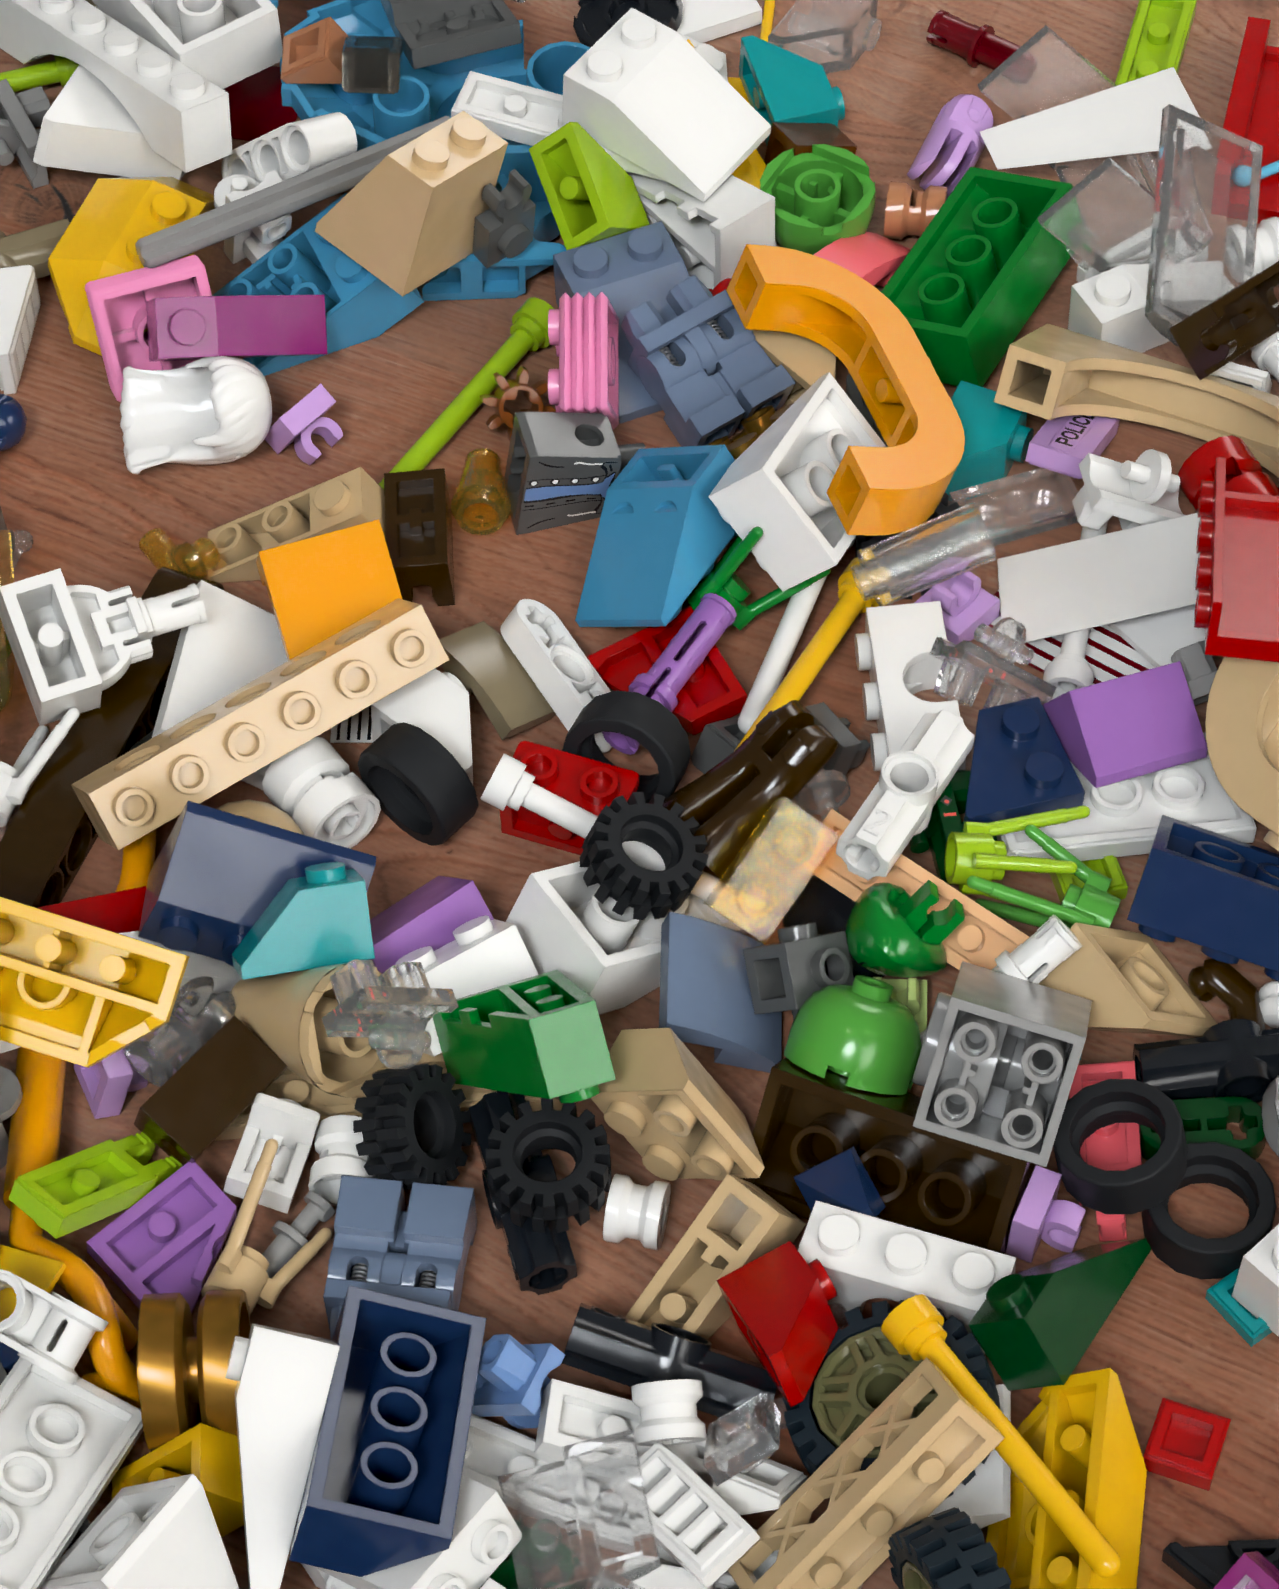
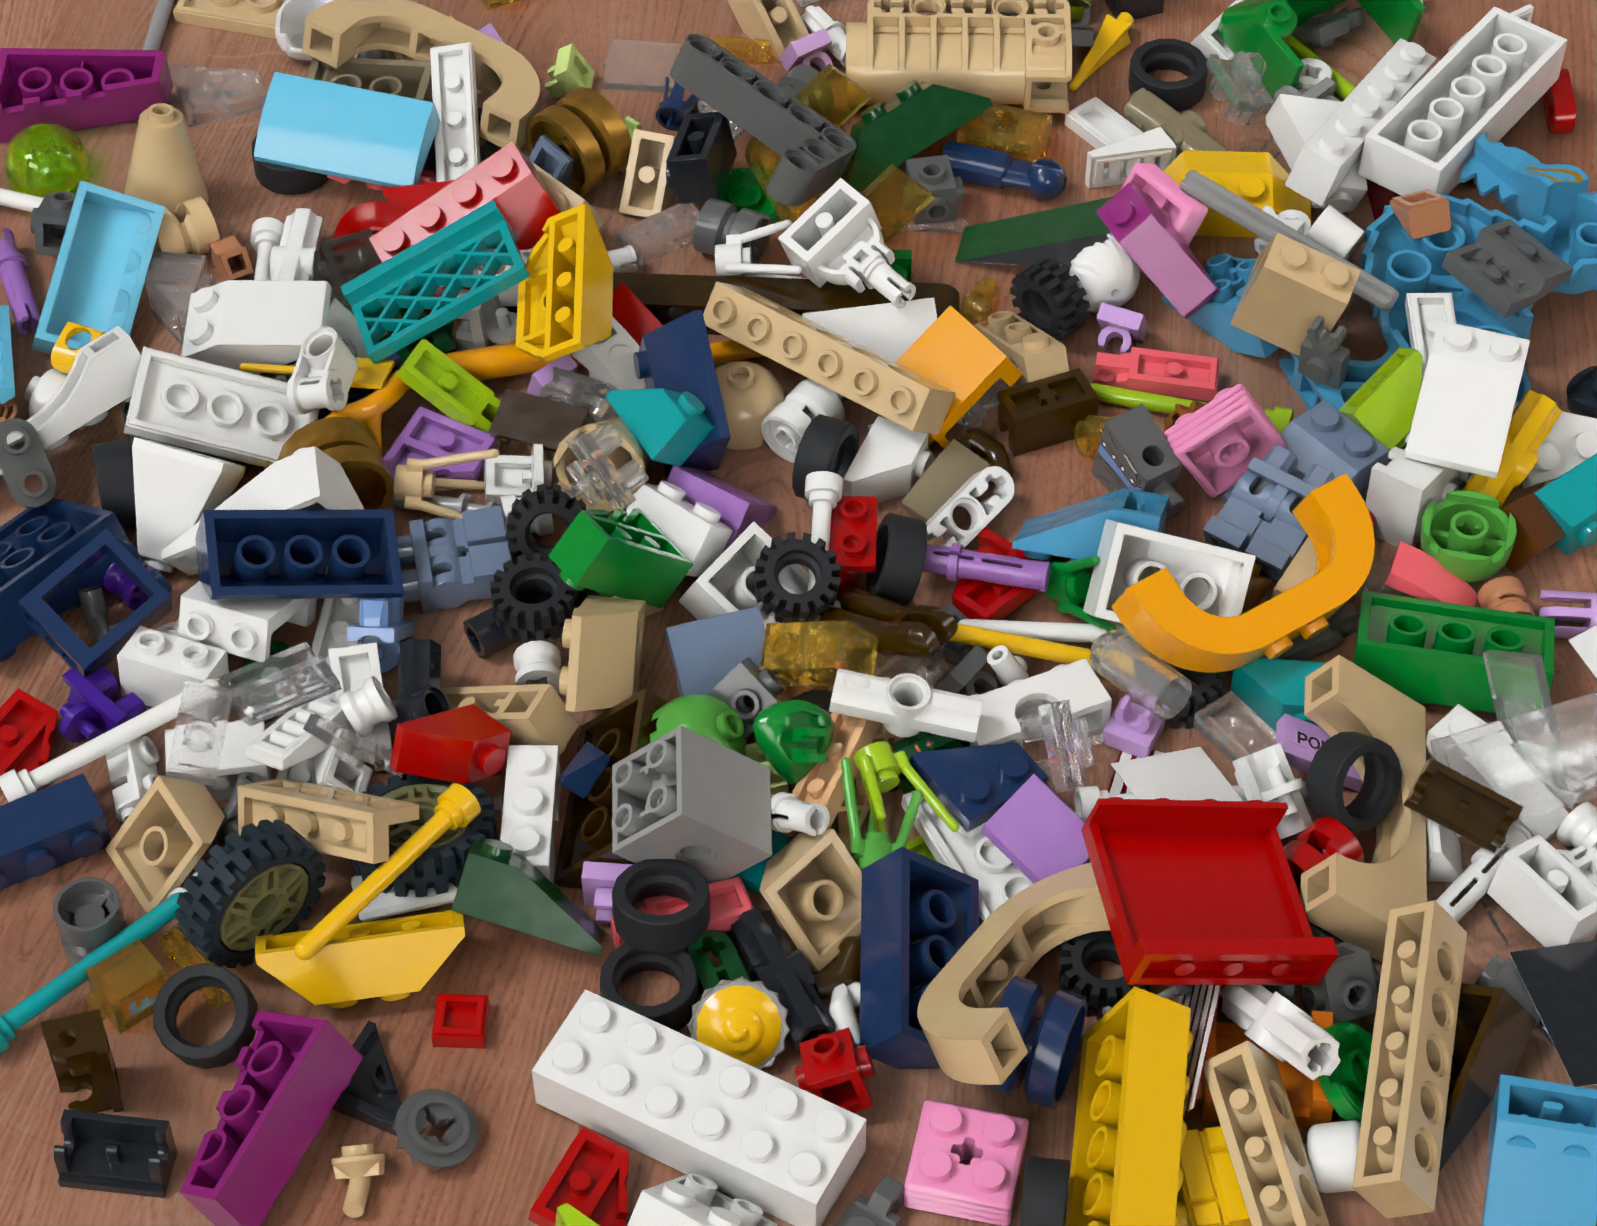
camera: 70 degrees right, 5 degrees down
(119, 445) = (1034, 236): none -> dark green sticker
(217, 461) = (1050, 298): none -> black tyre
(371, 64) = (1424, 237): clear smoke slope -> none
(400, 408) = (1159, 373): none -> coral hinge
(456, 616) = (988, 447): none -> dark brown arm
(837, 692) = (1007, 667): none -> white arm
(1160, 407) = (1378, 789): none -> black tyre

